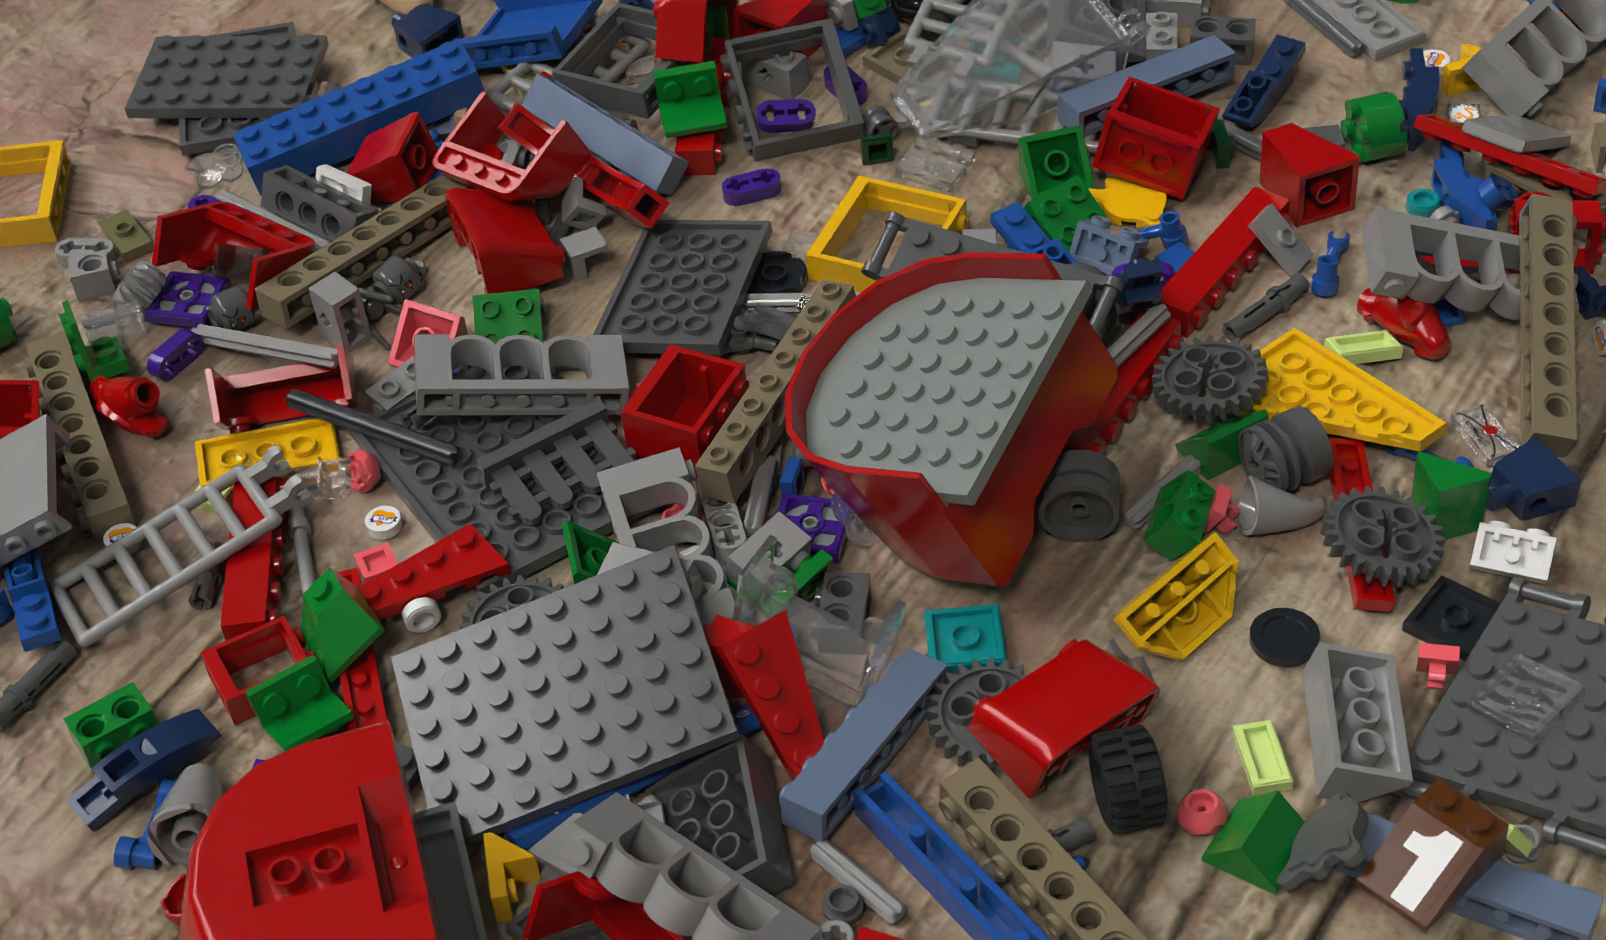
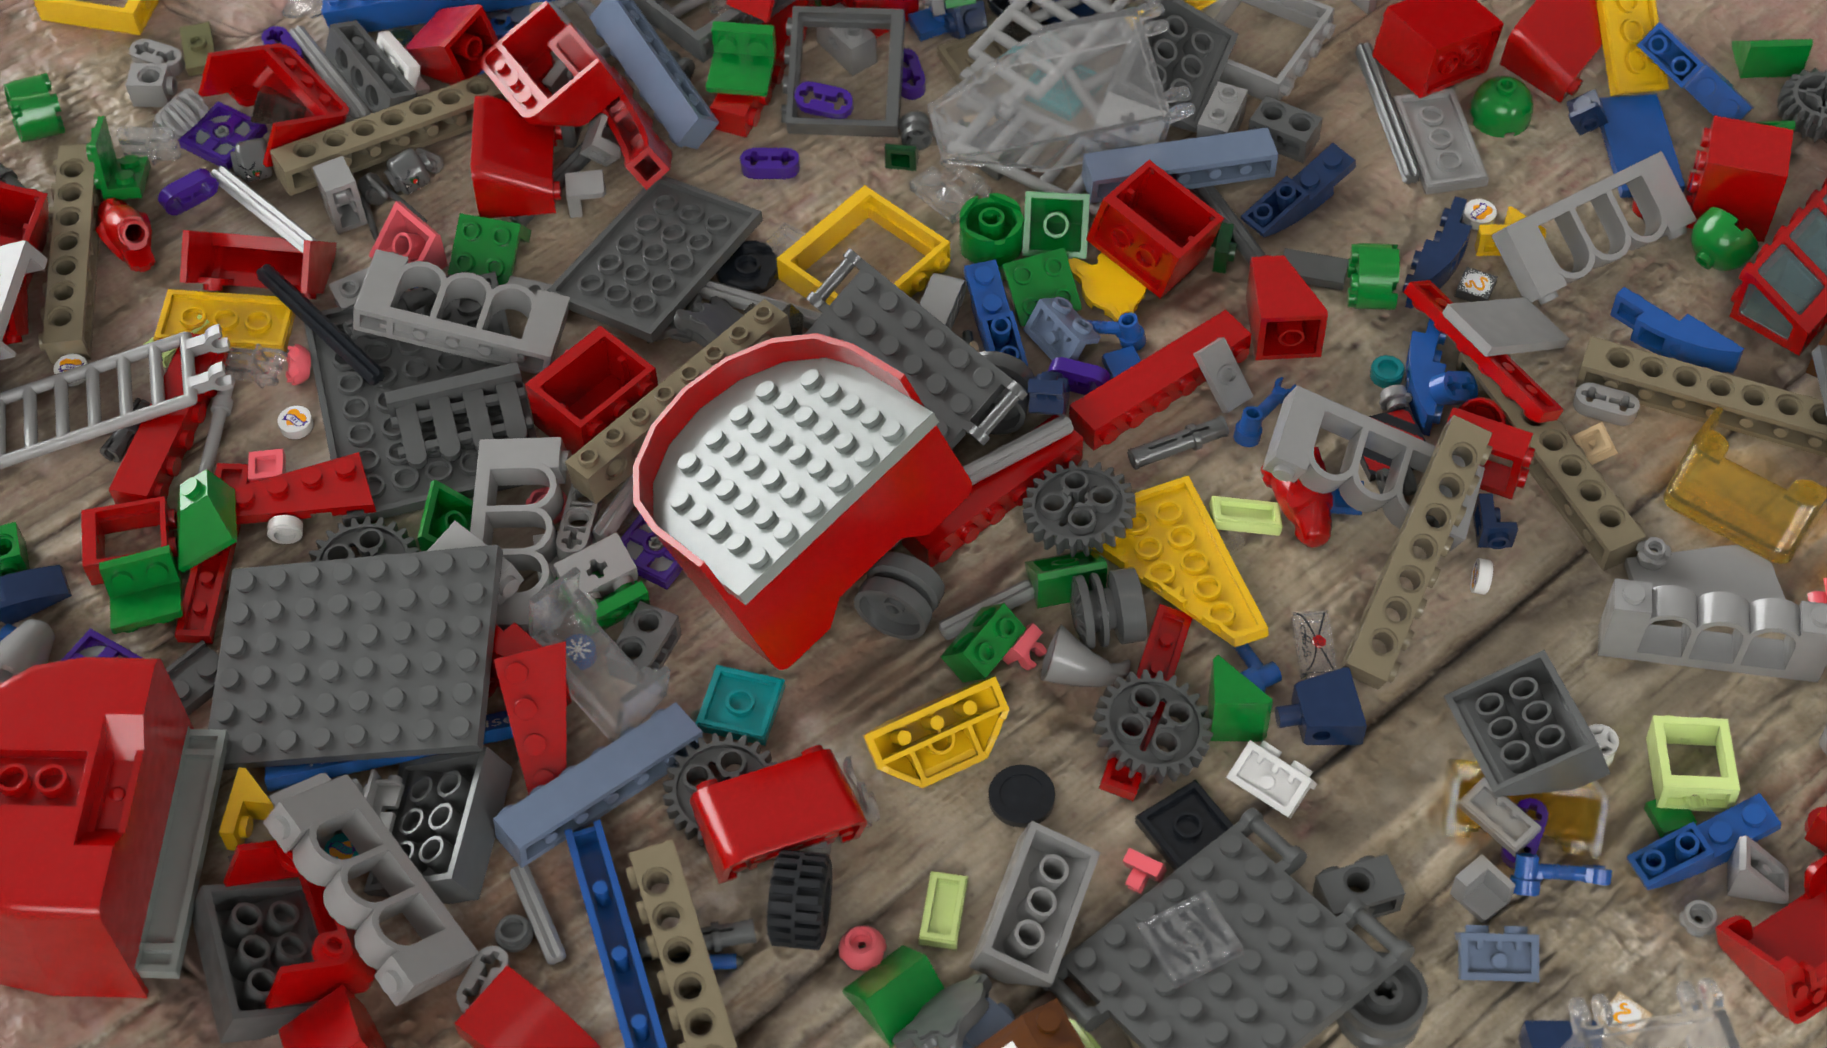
camera: 15 degrees right, 10 degrees up
(997, 180) = (991, 229): none -> green brick

